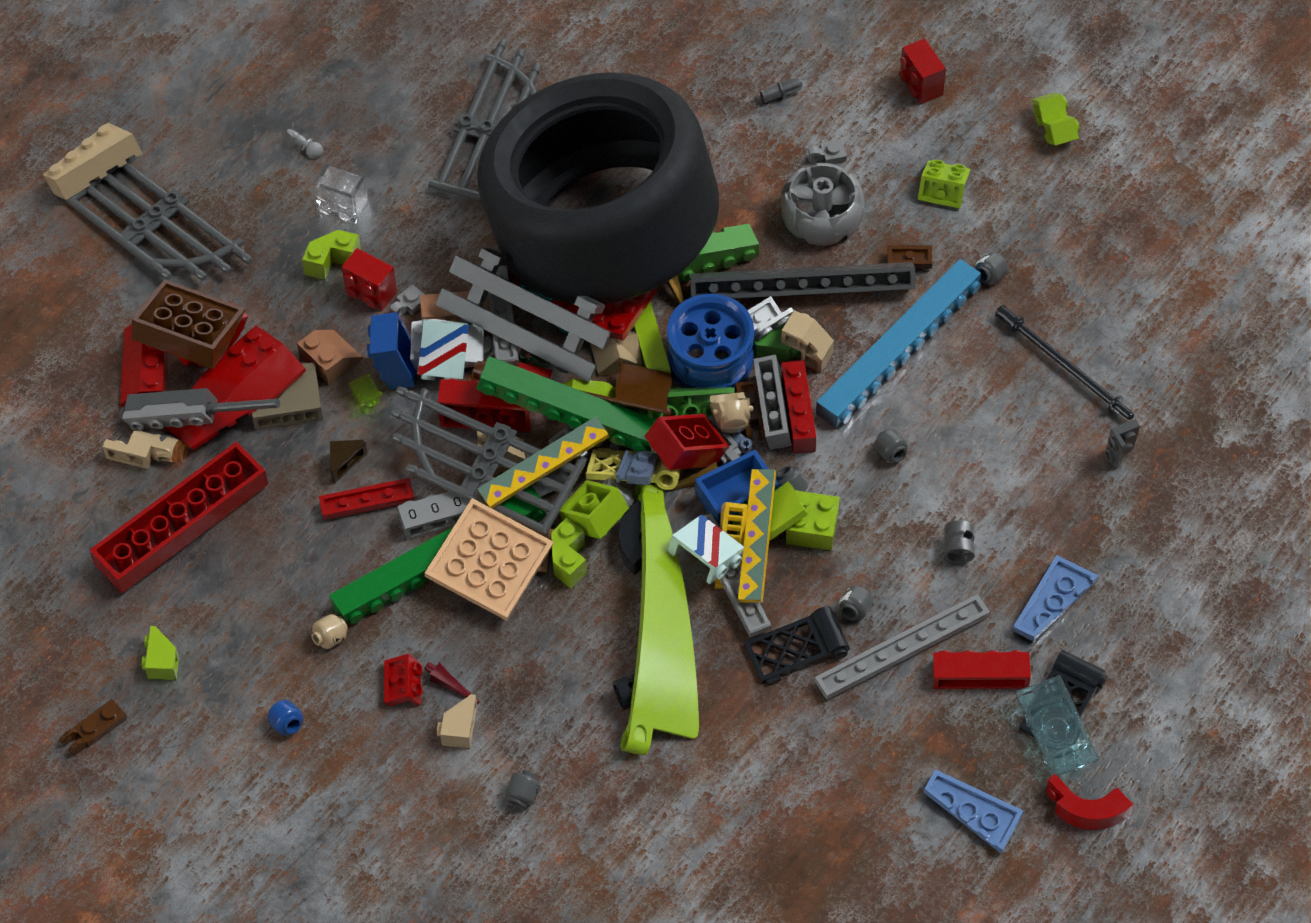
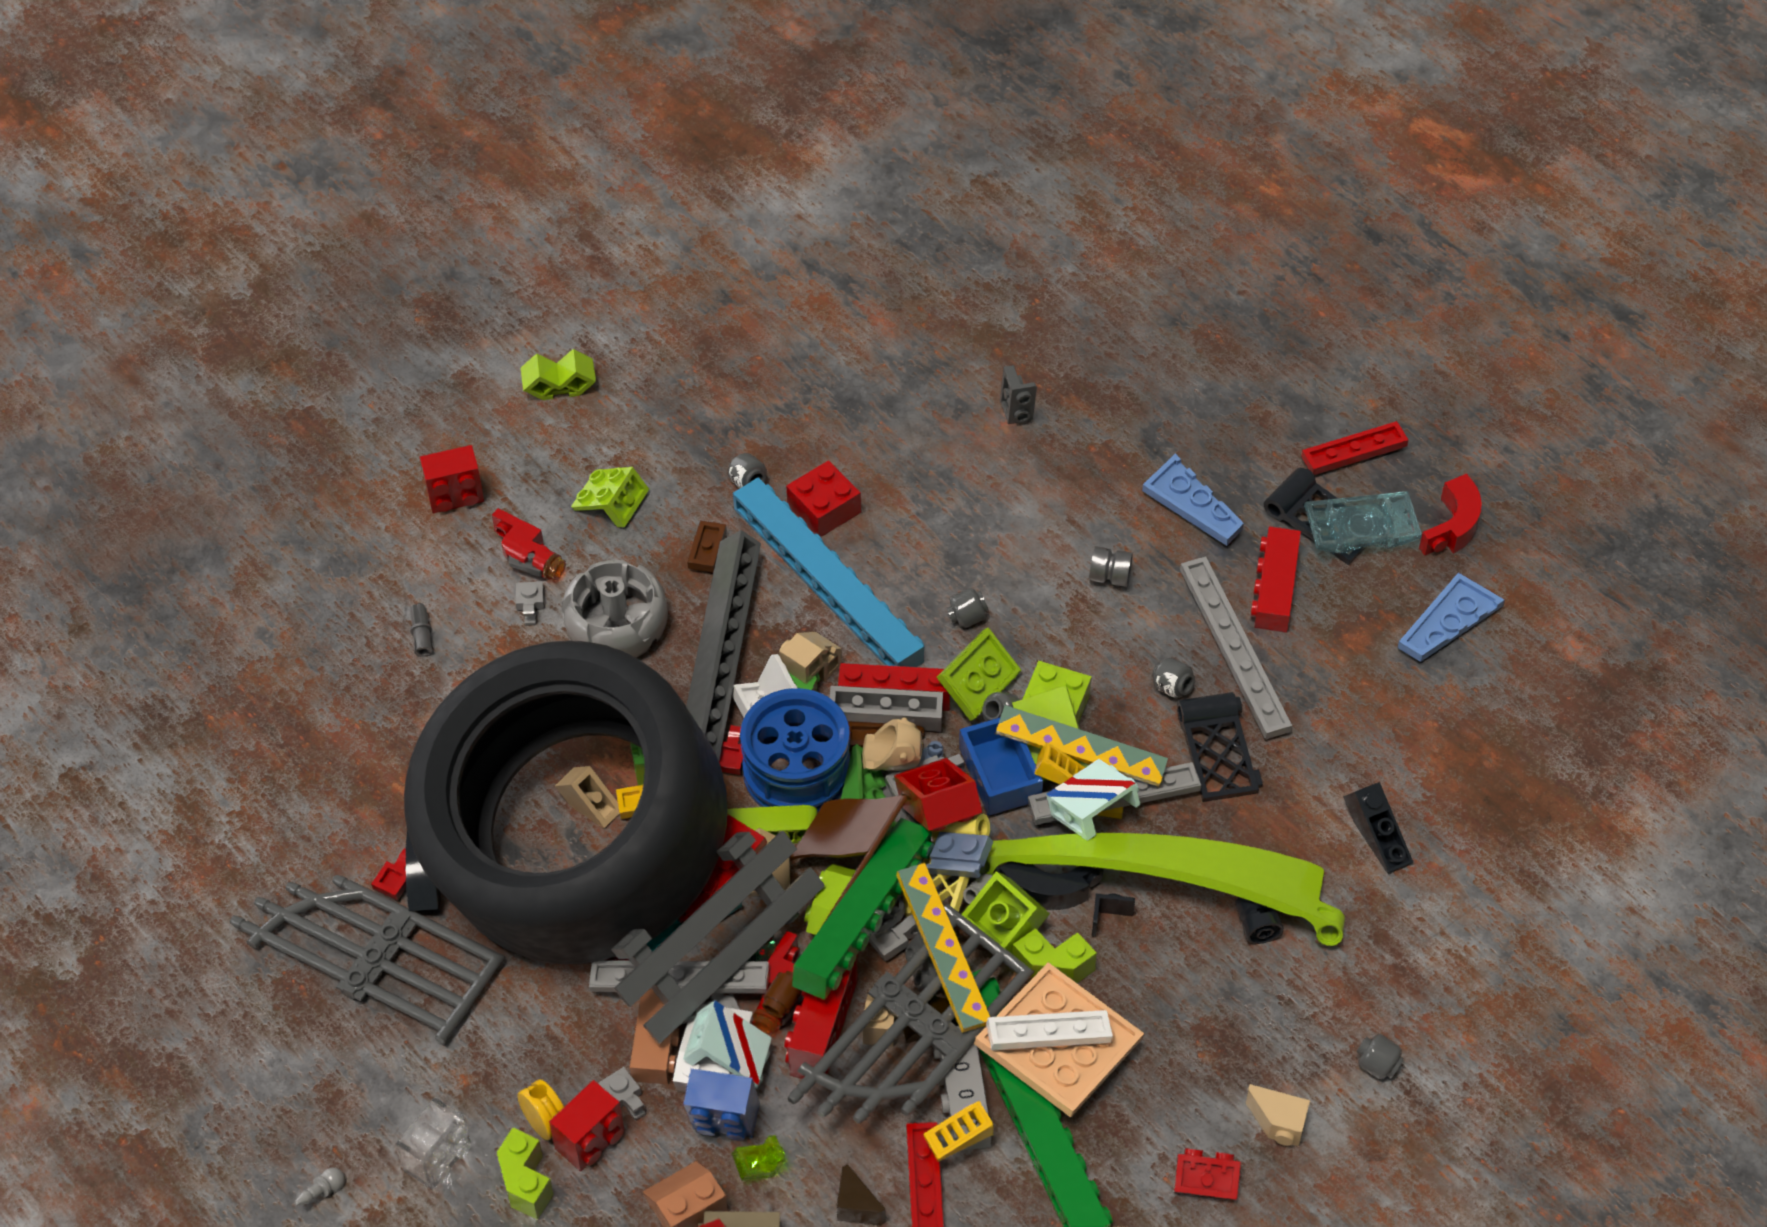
camera: 80 degrees left, 5 degrees down
(382, 247) = (539, 1106): none -> yellow head
(407, 518) = (966, 1117): none -> yellow slope
(441, 676) = (1206, 1126): dark red piece -> none
(486, 544) = (1049, 1030): none -> white plate
(622, 579) = (1112, 904): none -> black bracket
(741, 770) = (1378, 826): none -> black slope
(821, 459) = (978, 672): none -> lime tile
(874, 136) = (525, 547): none -> red plate
(976, 326) = (824, 498): none -> red brick
(1016, 323) = (955, 399): black bar -> none
(1148, 718) = (1354, 448): none -> red plate

